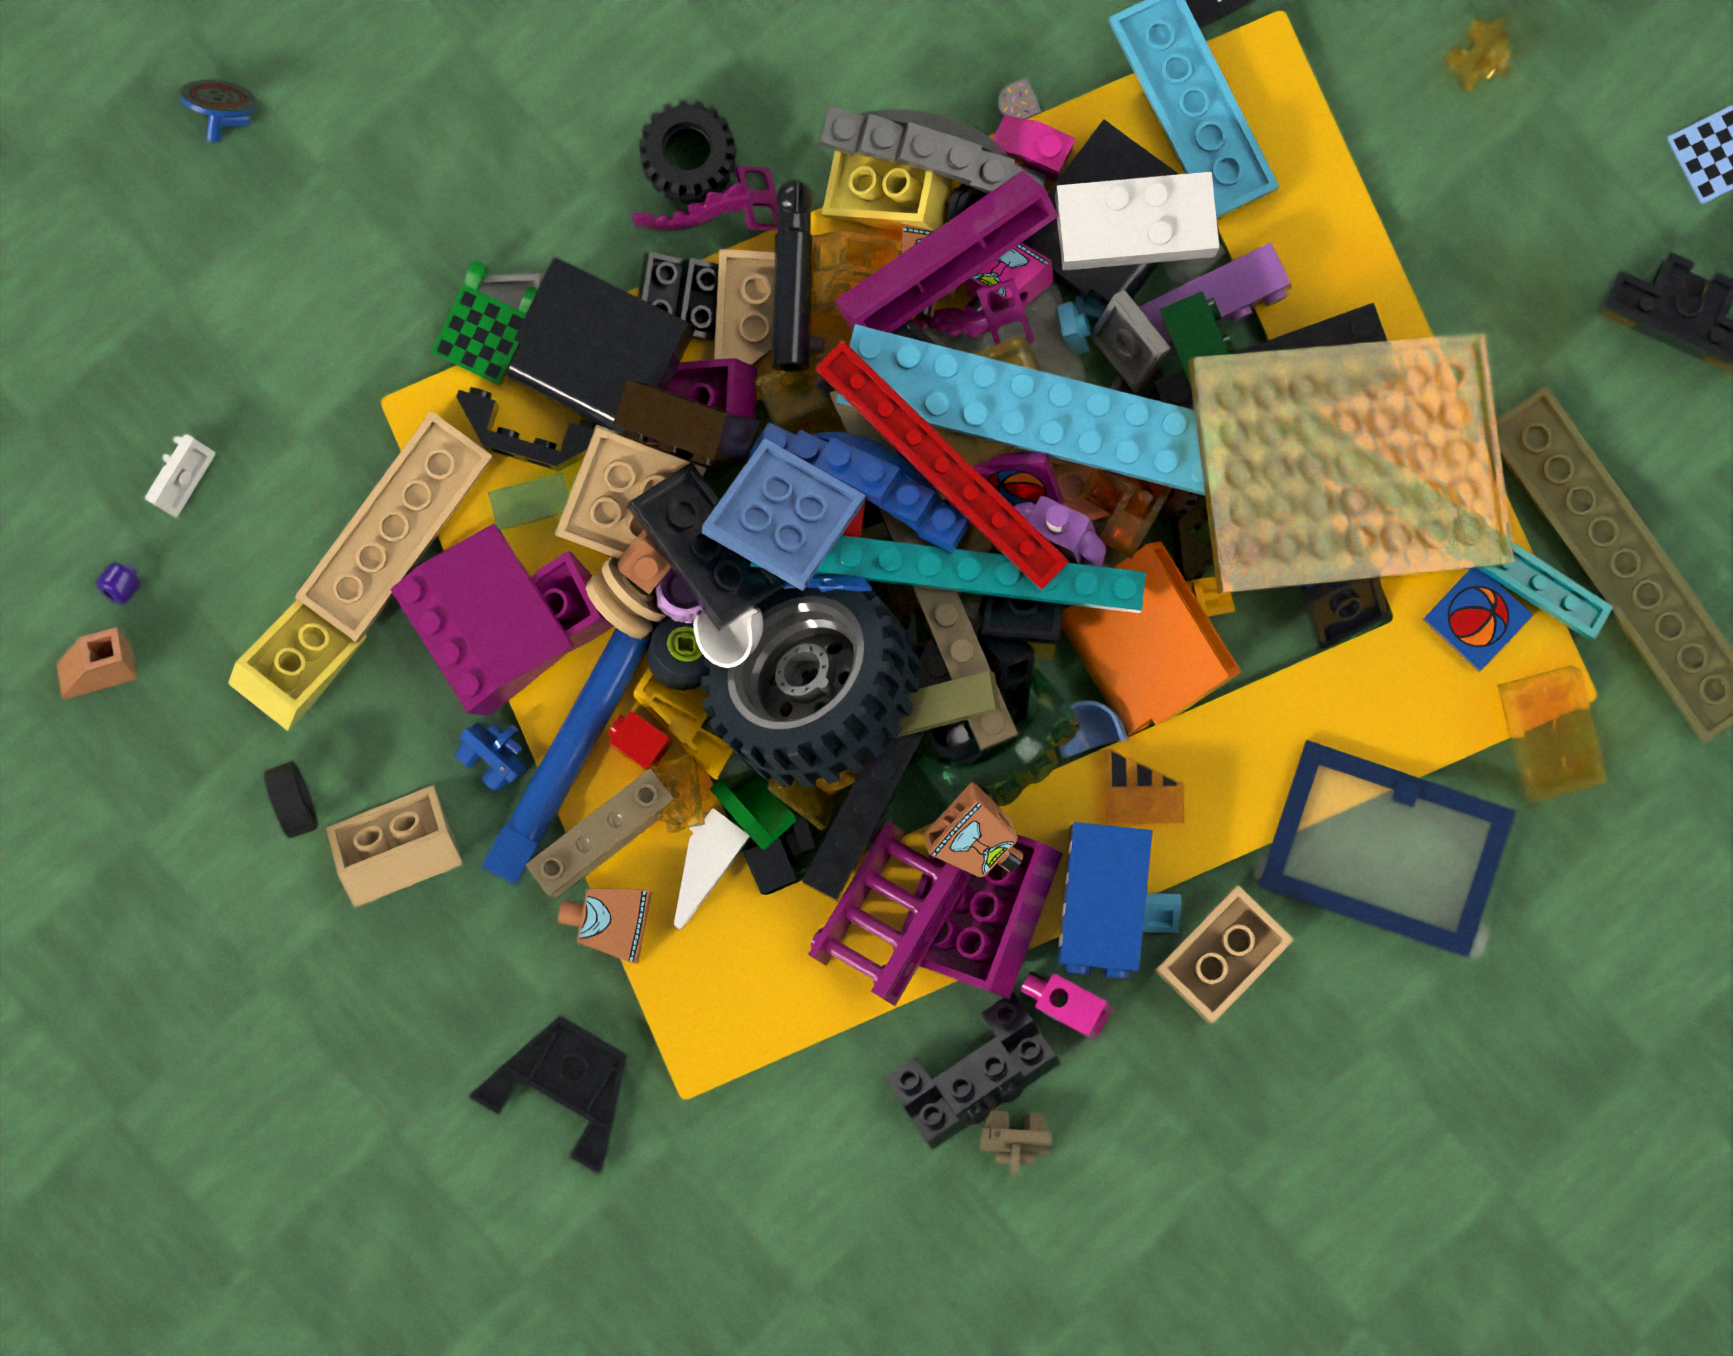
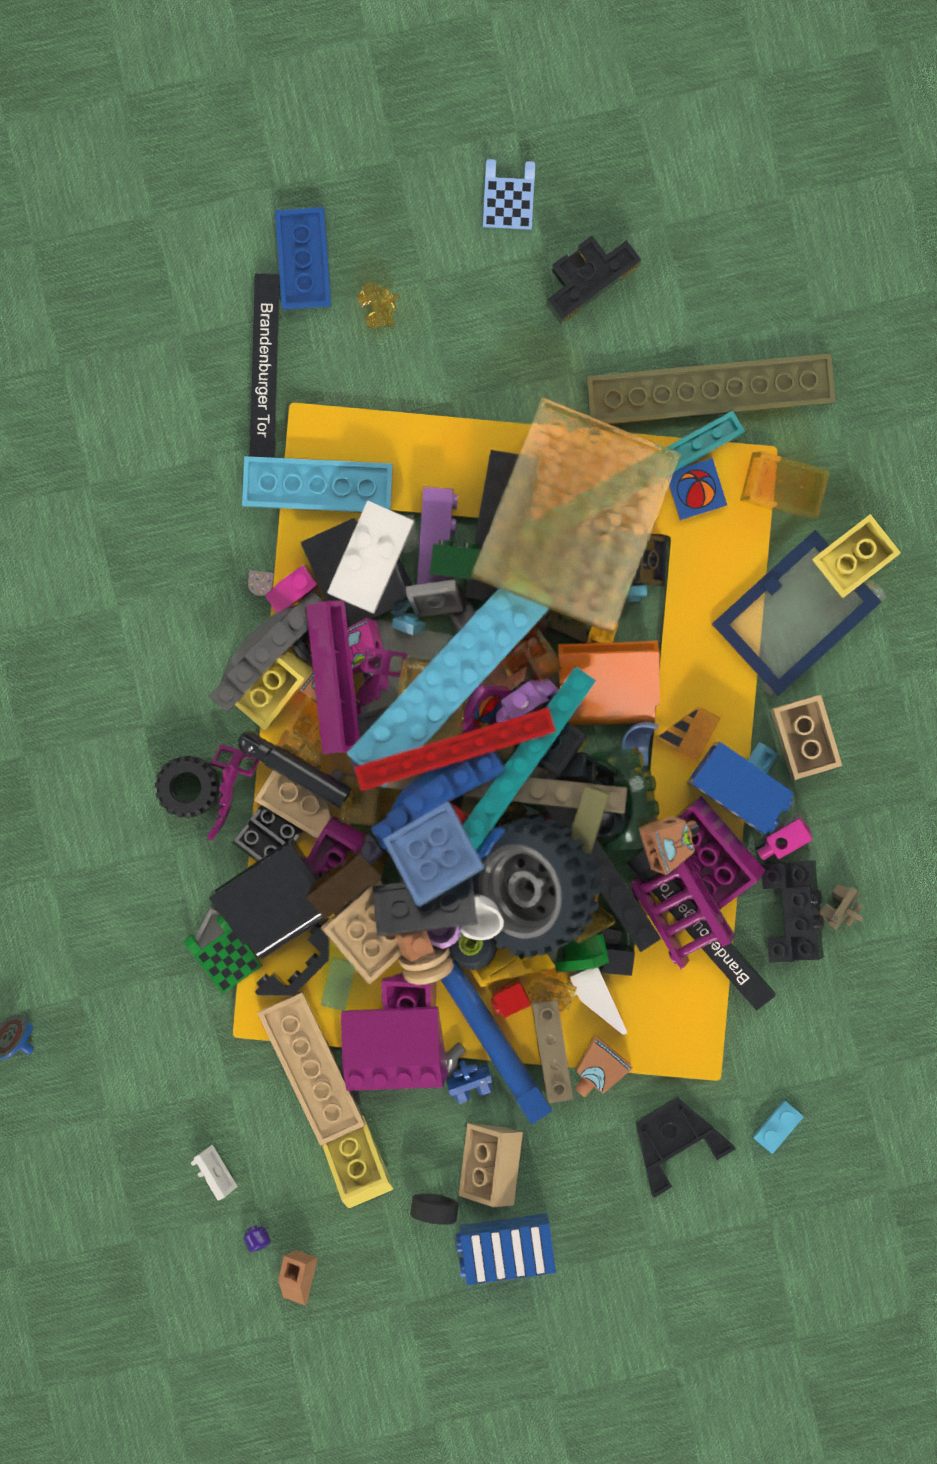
camera: 60 degrees left, 5 degrees up
(288, 928) = (505, 1249): none -> blue brick
(513, 711) = (452, 1057): none -> dark grey arm
(661, 1219) = (778, 1126): none -> medium azure plate
(859, 1006) = (727, 958): none -> black tile
(1287, 610) = (636, 592): none -> medium azure plate
(1511, 885) = (856, 556): none -> light yellow slope

